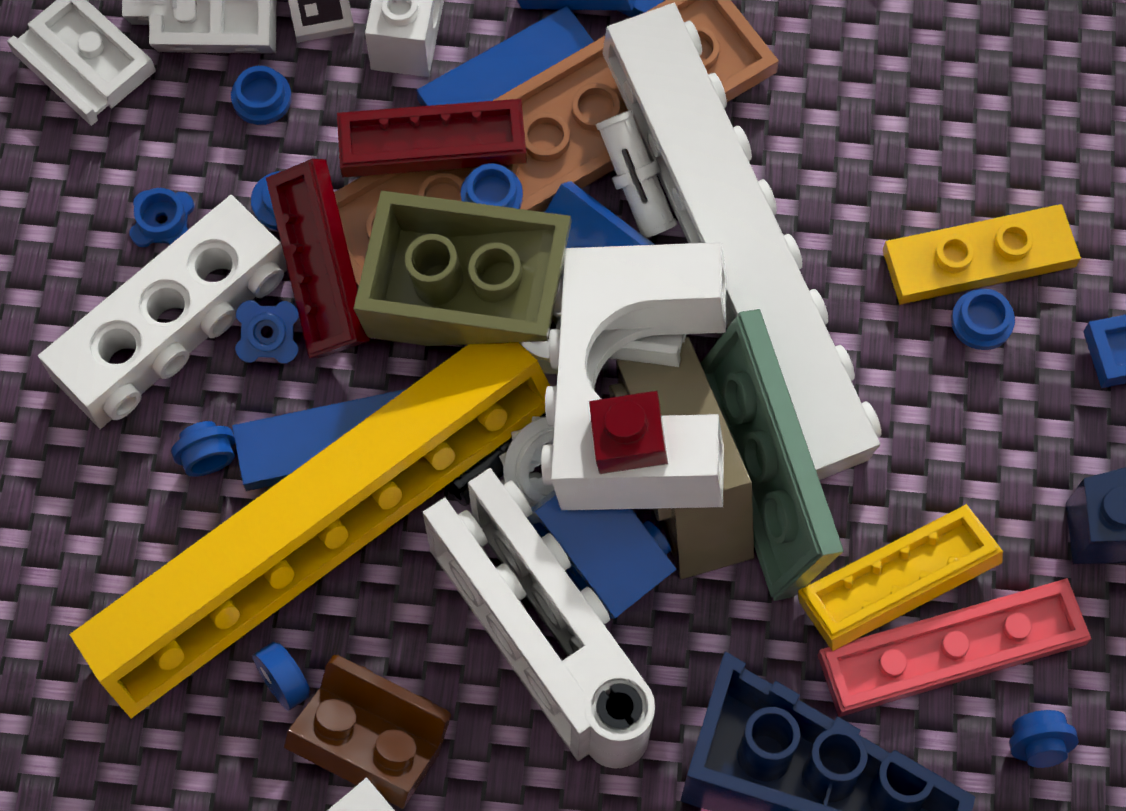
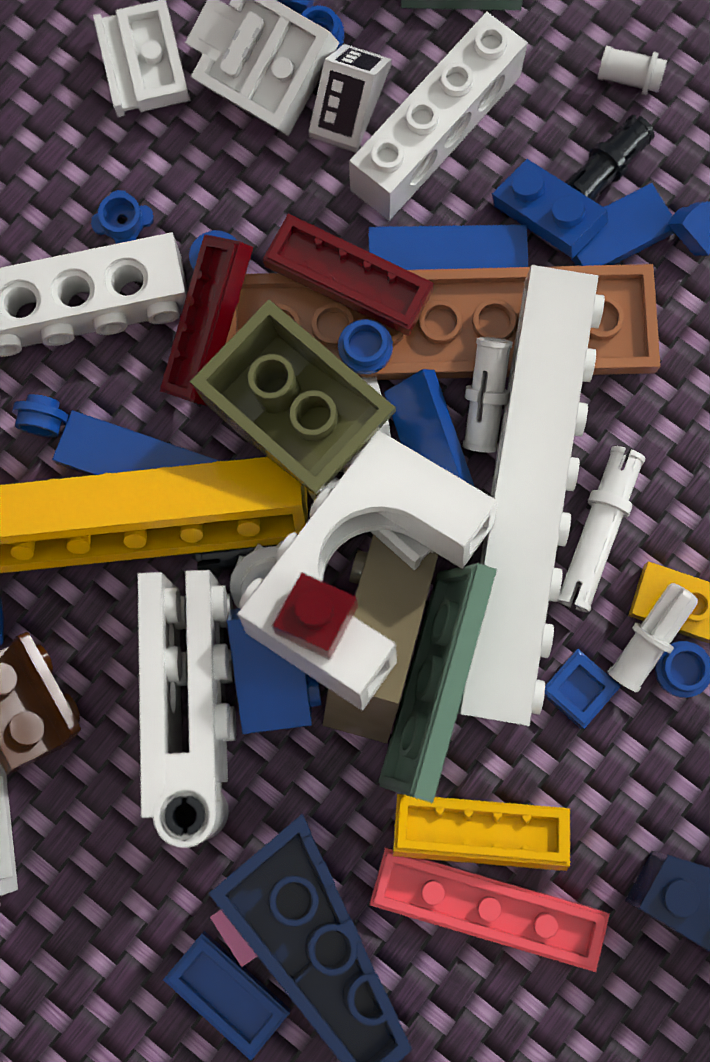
camera: 35 degrees right, 10 degrees up
(261, 95) = (252, 164): blue plate -> none
(279, 318) = (155, 351): blue plate -> none
(816, 214) = (601, 527): none -> white pin
(902, 394) = (580, 689): none -> blue tile
(937, 302) = (653, 637): none -> white axle
(1043, 738) = (505, 1025): blue plate -> none

